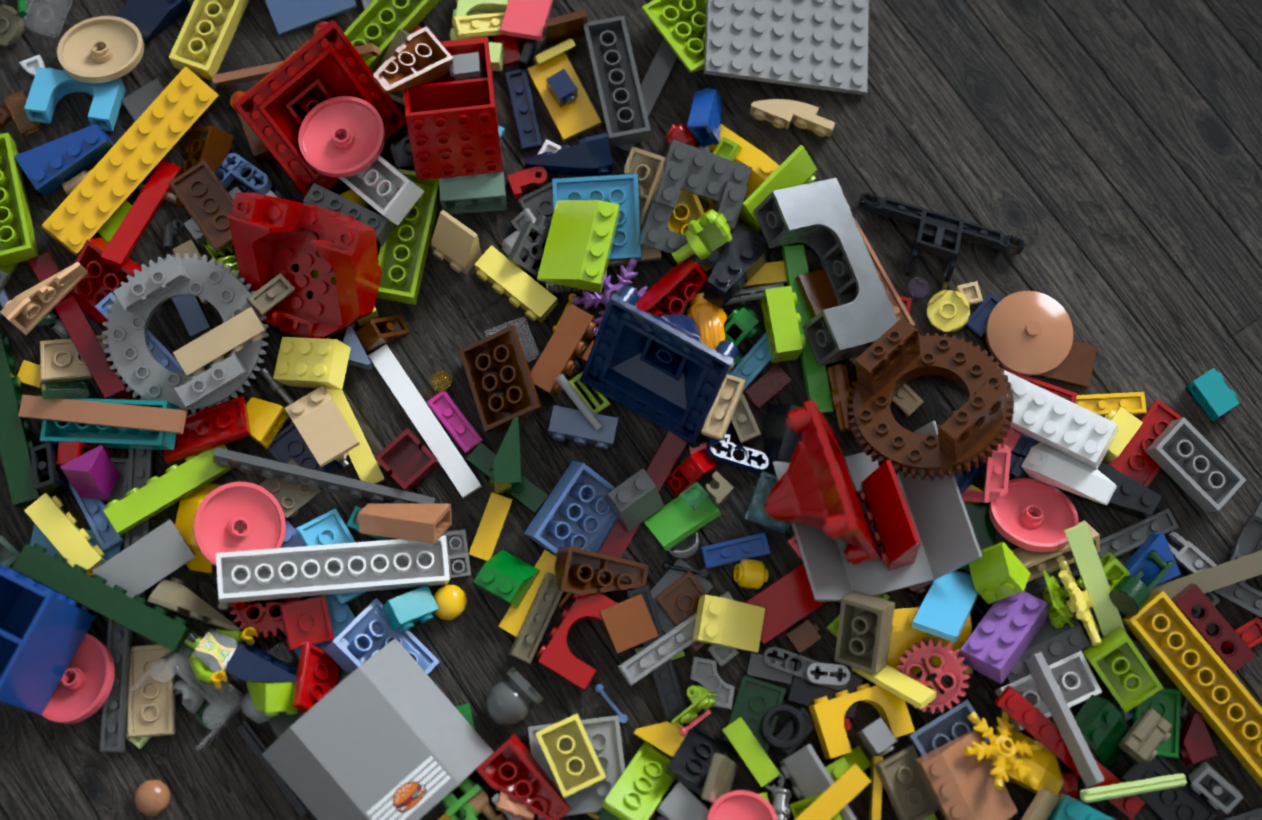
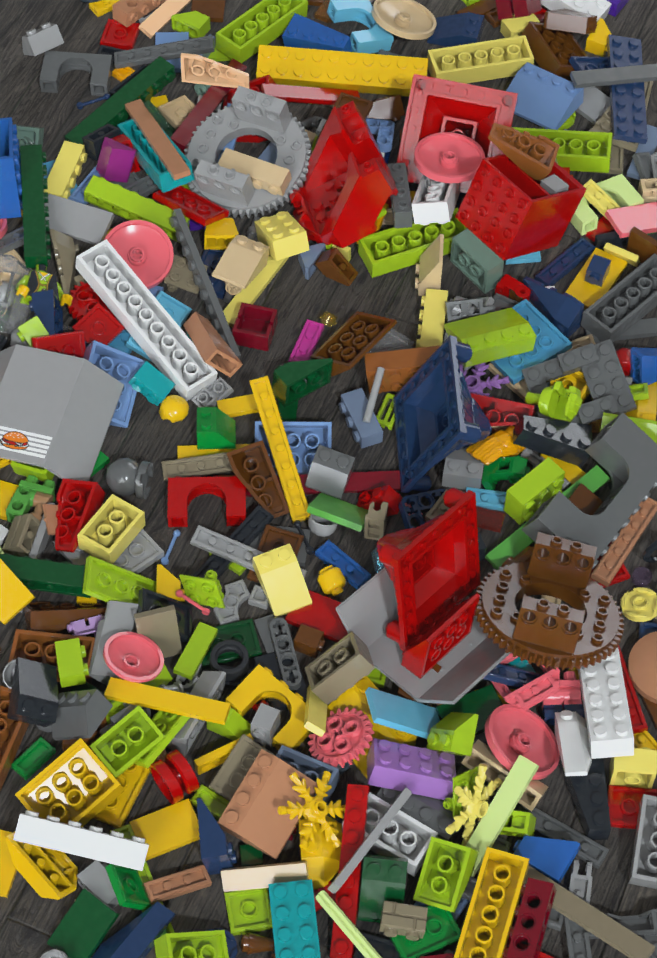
camera: 60 degrees right, 20 degrees down
(270, 295) = (309, 183): dark tan plate -> none
(425, 421) = (293, 324): white tile -> none
(578, 531) = (280, 449): none -> yellow tile
(628, 623) = (235, 516): dark orange tile -> none
(695, 496) = (360, 509): clear light blue tile -> none
(723, 408) = (437, 489): tan tile -> none
(828, 668) = (293, 663): light grey beam -> none
(1132, 594) = (507, 838): dark green piece -> none

